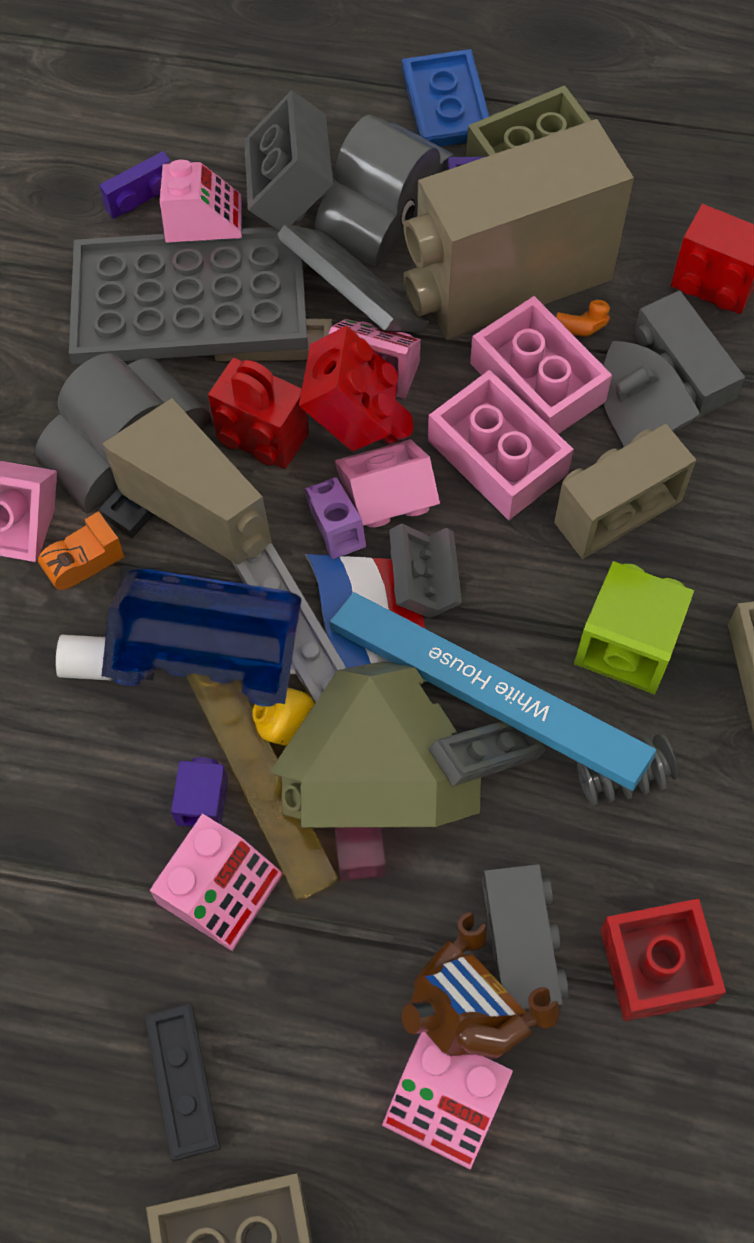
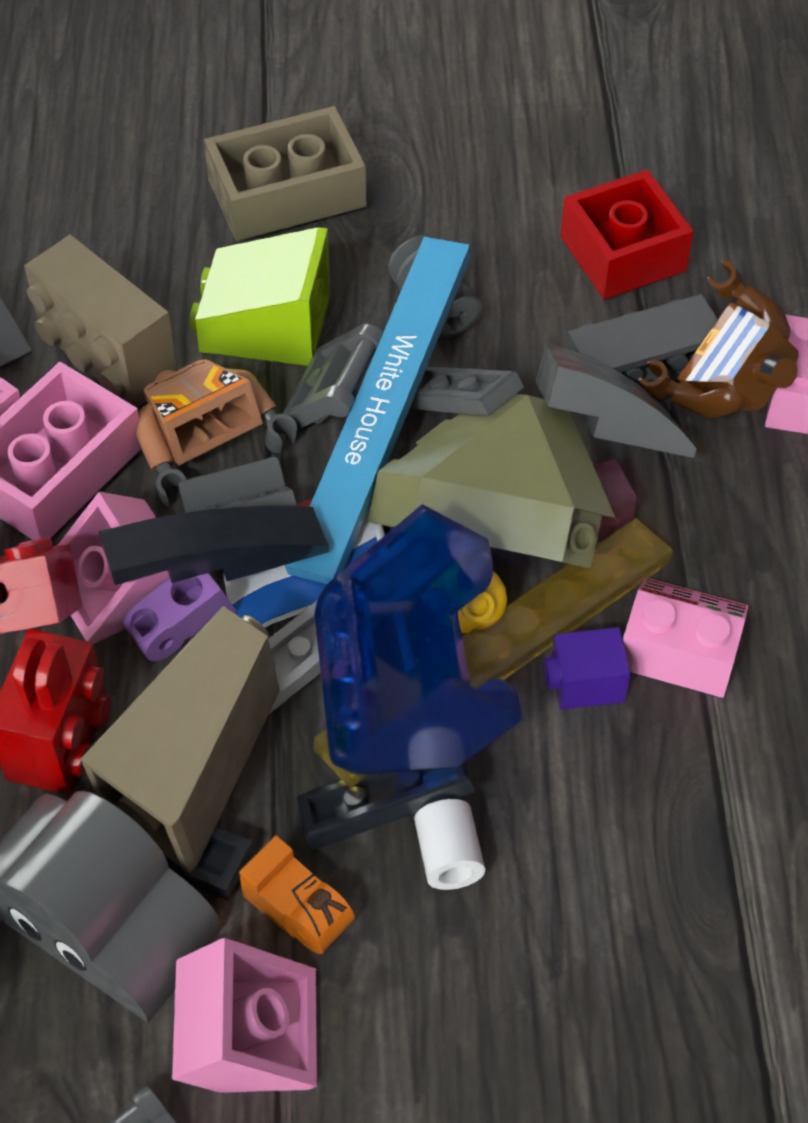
camera: 105 degrees left, 10 degrees down
(365, 532) = (209, 540): none -> black slope
(435, 872) = (608, 402): none -> dark grey slope
(519, 555) = (200, 410): none -> nougat torso
(533, 659) = (333, 376): none -> dark grey plate

